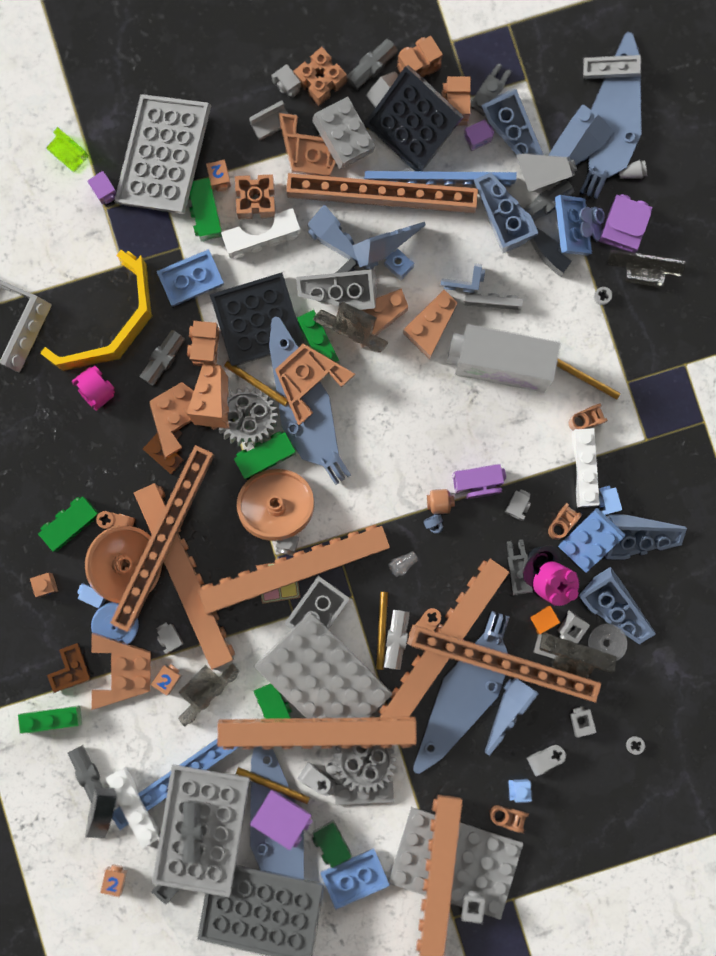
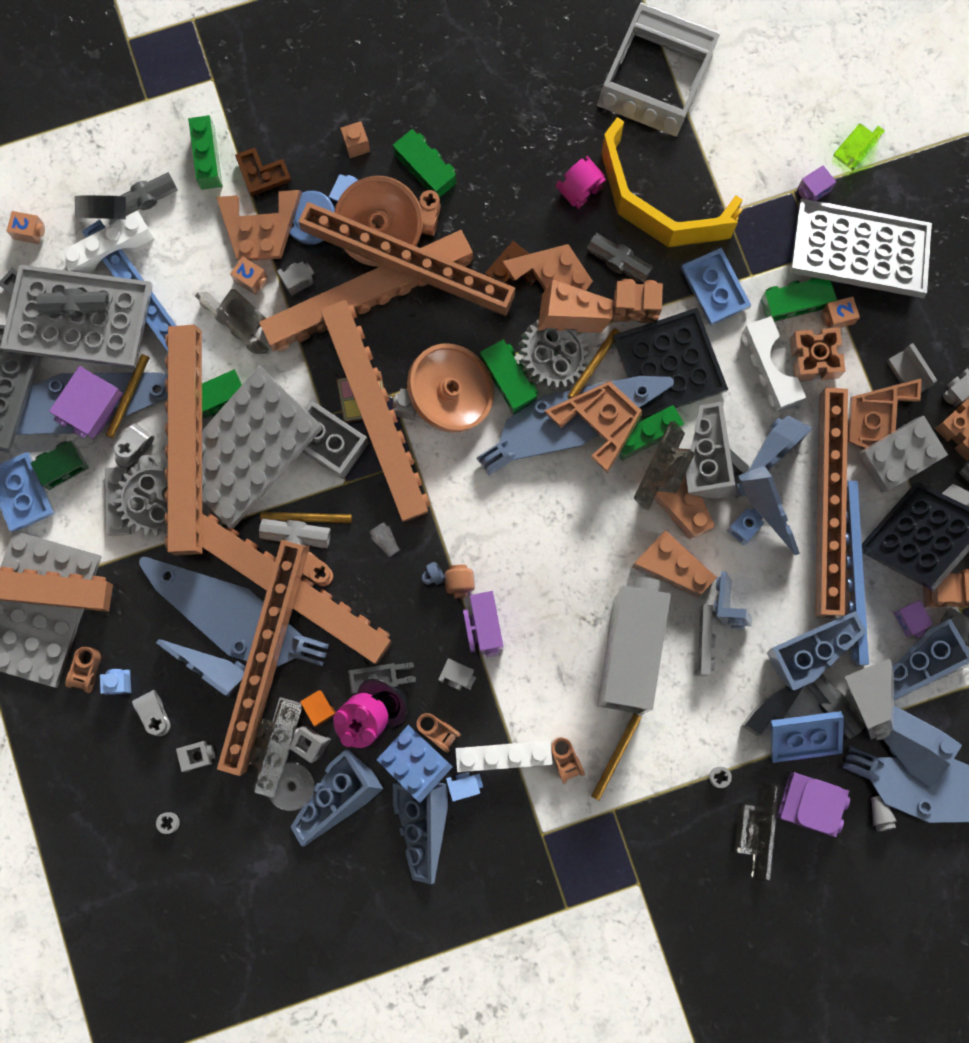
camera: 90 degrees right, 5 degrees down
(591, 222) = (812, 760): sand blue plate -> none

